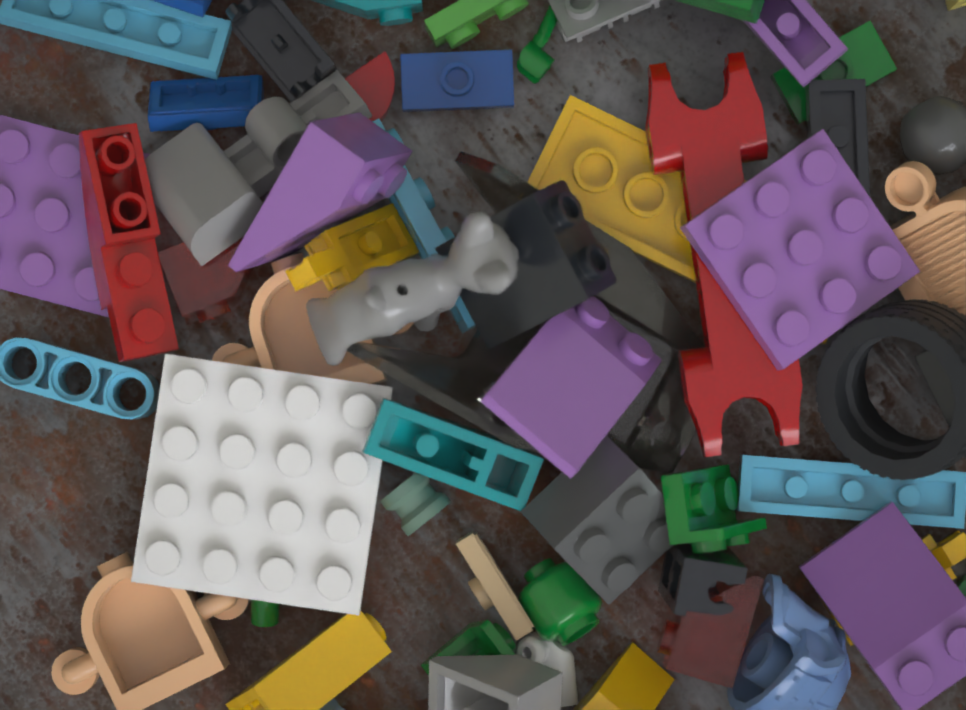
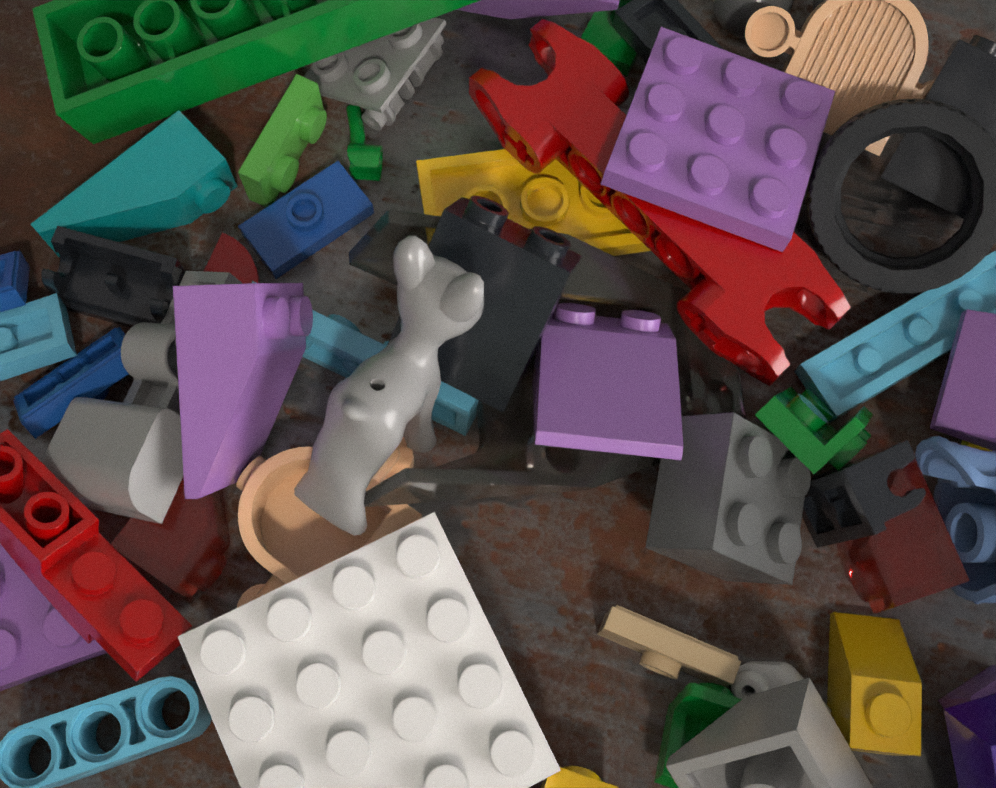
camera: 40 degrees left, 15 degrees down
(352, 247) = (294, 417): yellow hinge -> none
(415, 502) = (533, 619): sand green wheel -> none
(453, 454) = (539, 537): teal slope -> none
(559, 602) = (742, 617): green head -> none

